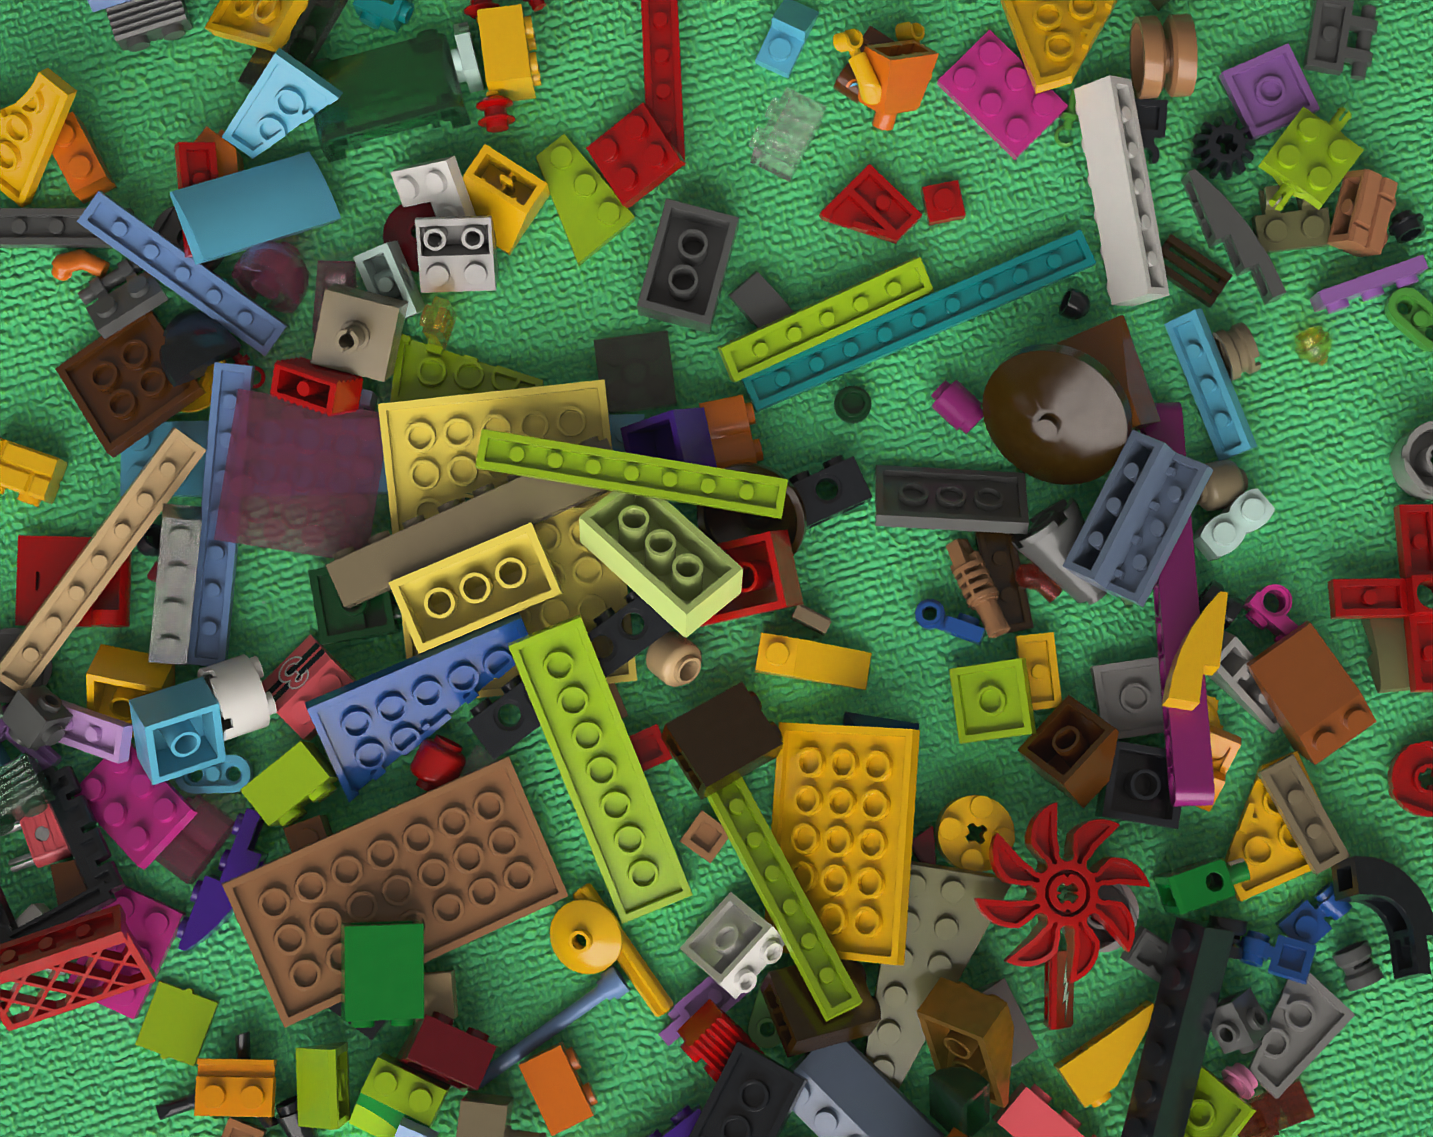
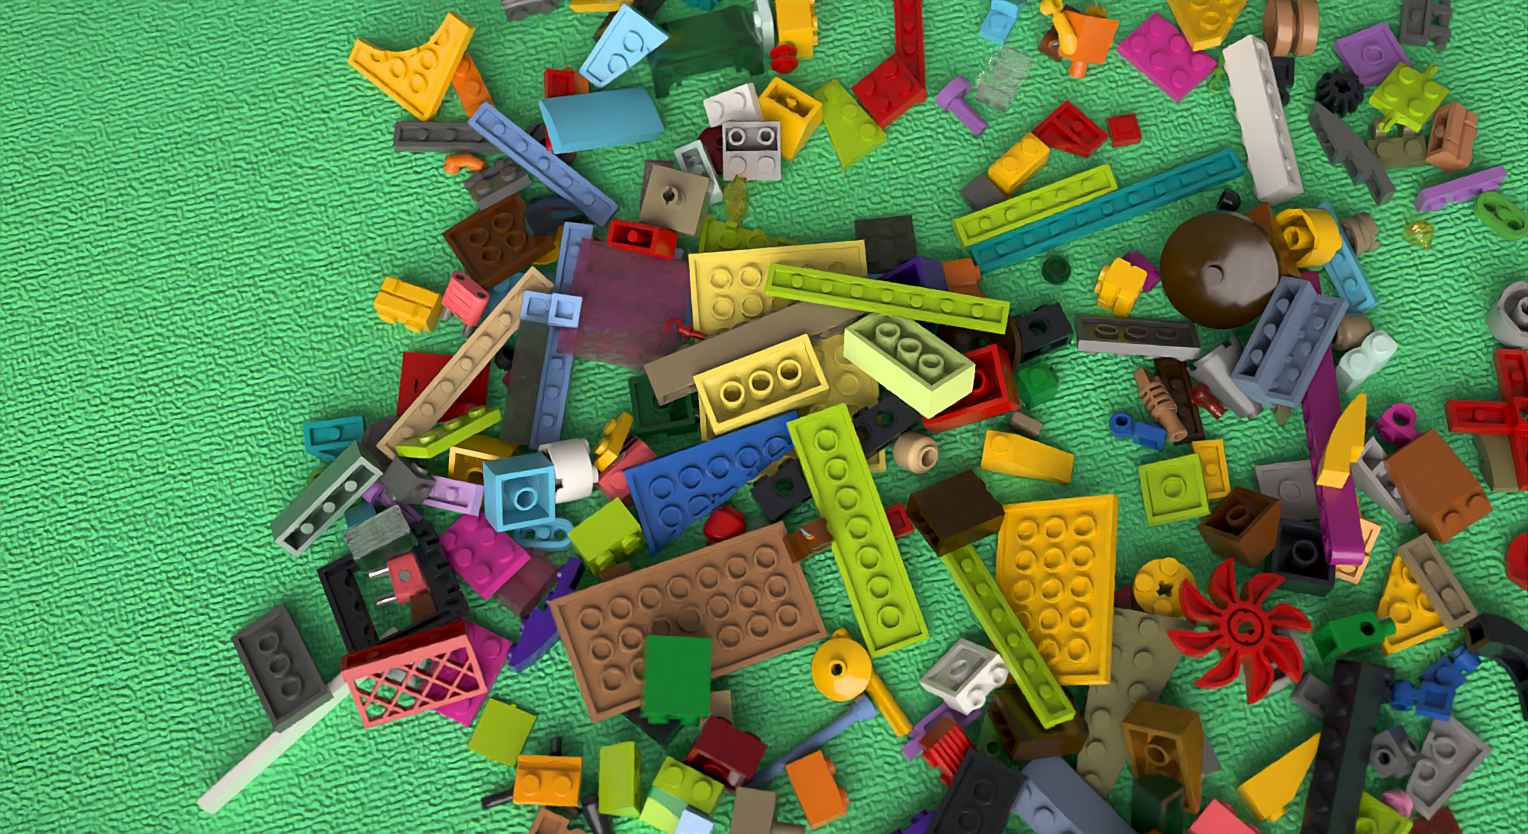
camera: 10 degrees right, 15 degrees down
(83, 660) = (449, 434): none -> lime wing
(91, 468) = (465, 300): none -> coral piece
(203, 488) = (551, 309): none -> light blue slope
(274, 273) = (610, 169): clear pink cylinder -> none
(290, 663) = (611, 444): none -> yellow plate
(381, 509) = (688, 331): none -> red hand
(540, 786) = (808, 540): none -> reddish brown leg
(688, 265) = (928, 166): dark grey brick -> none
(705, 836) = (940, 592): medium nougat plate -> none
(718, 164) = (952, 99): none -> medium lavender piece
(804, 260) = (1018, 165): none -> yellow brick
(825, 564) = (1036, 384): none -> green brick
(931, 434) = (1120, 287): none -> yellow brick
(1057, 993) = (1236, 724): red slope -> none
(1172, 359) = (1310, 235): none -> yellow brick
(1201, 261) = (1322, 177): dark brown tile -> none
(1358, 965) = (1491, 718): dark grey wheel -> none
(1406, 226) = (1486, 150): black plate -> none

